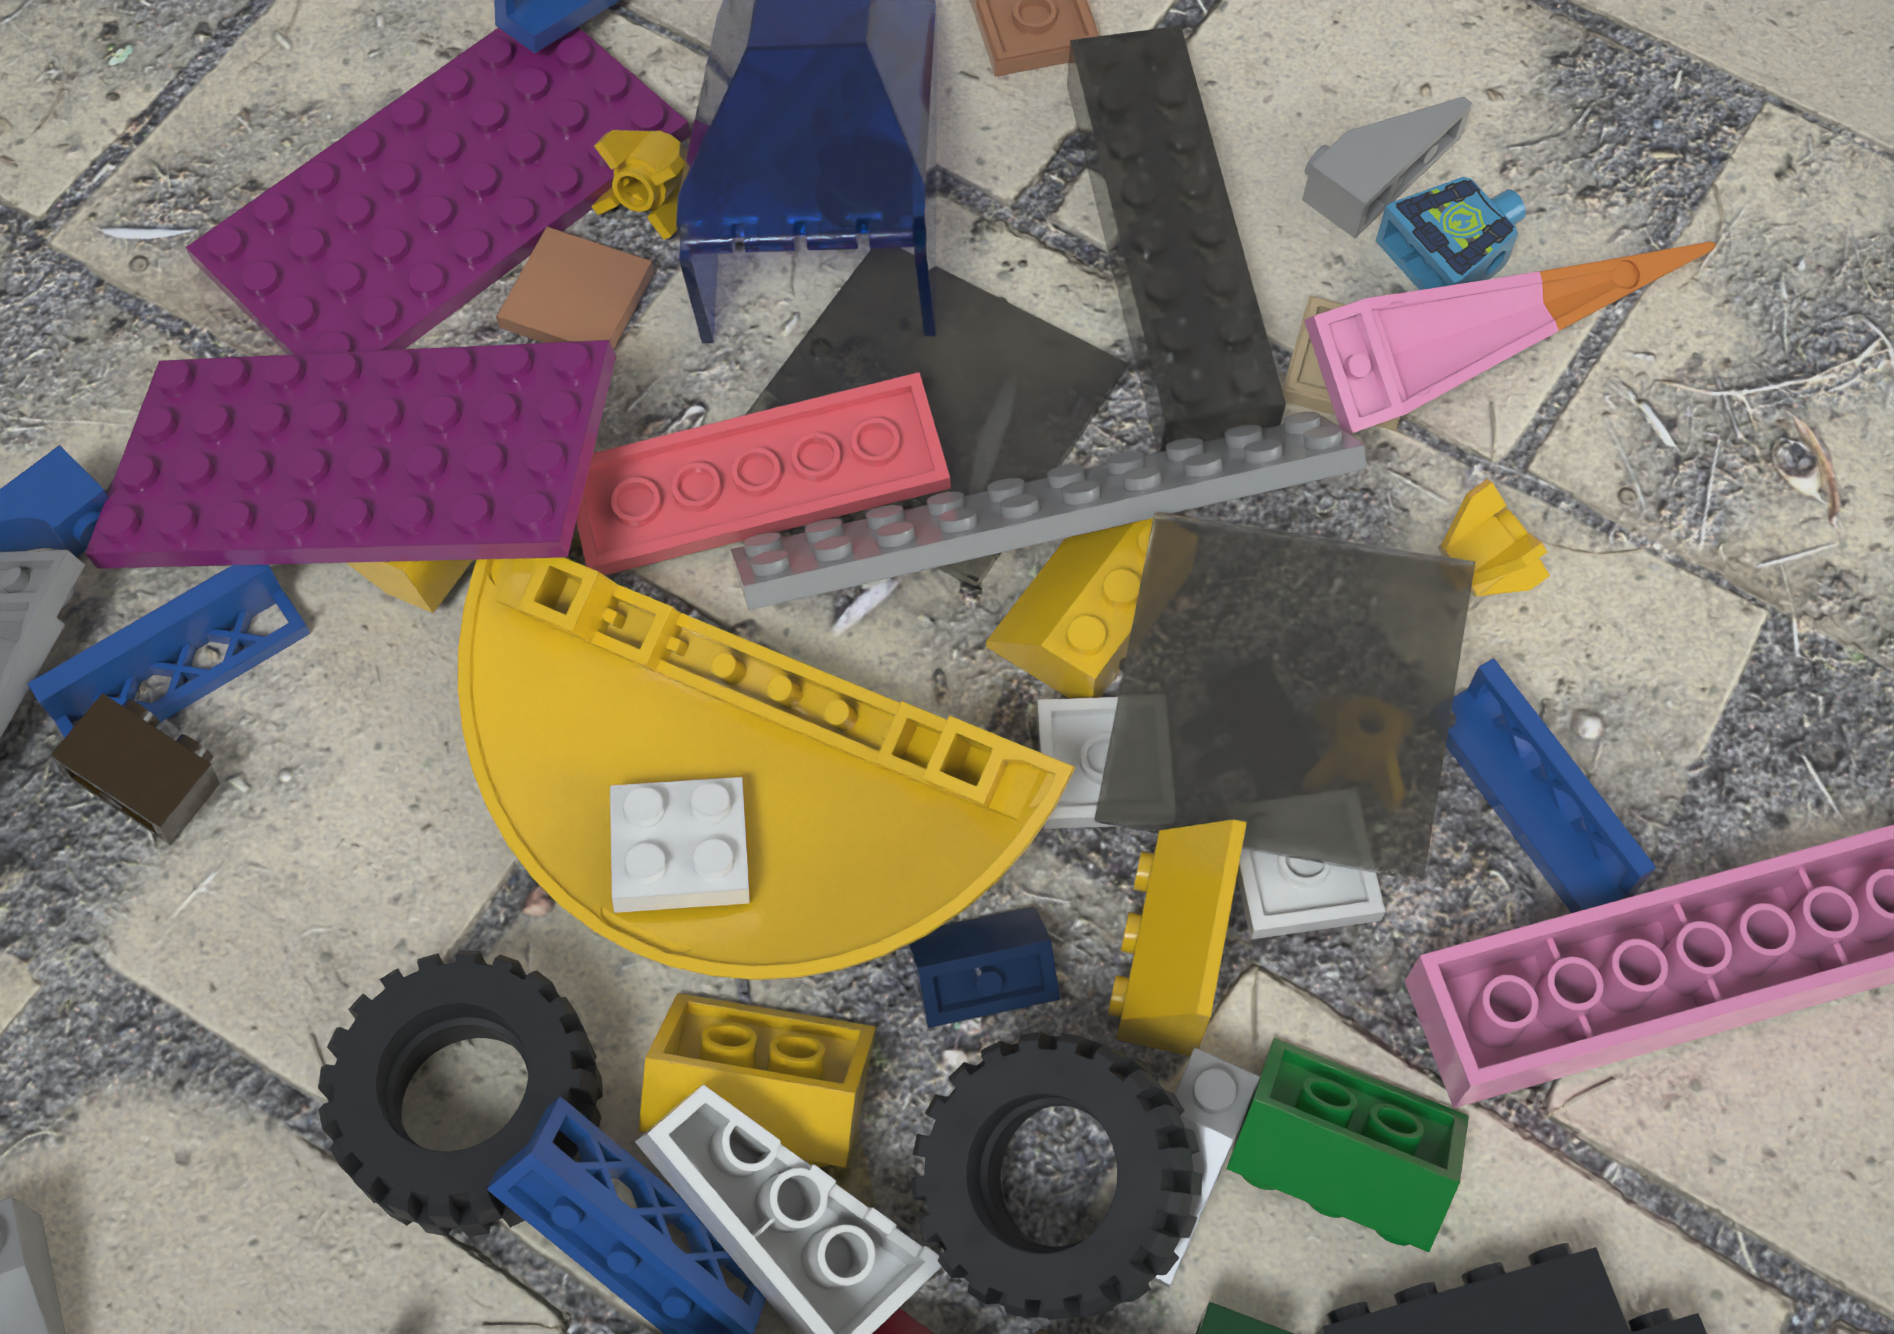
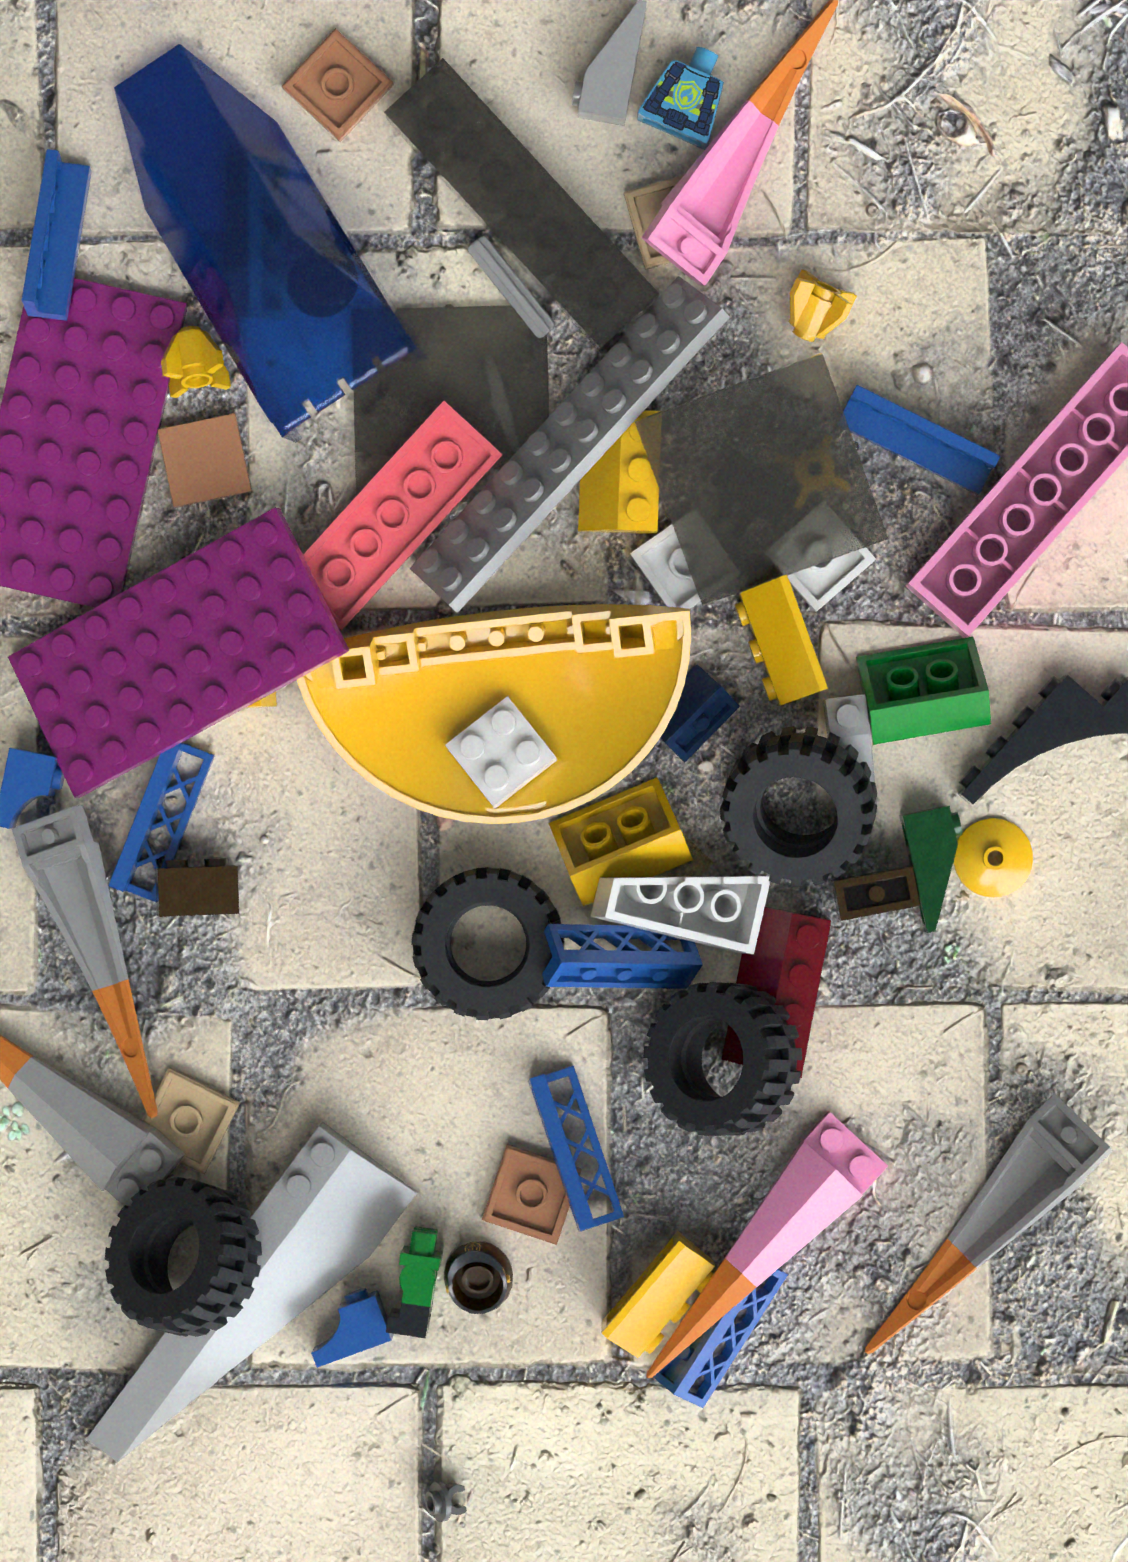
camera: 30 degrees left, 25 degrees up
(1095, 320) = (511, 286): none -> light grey axle

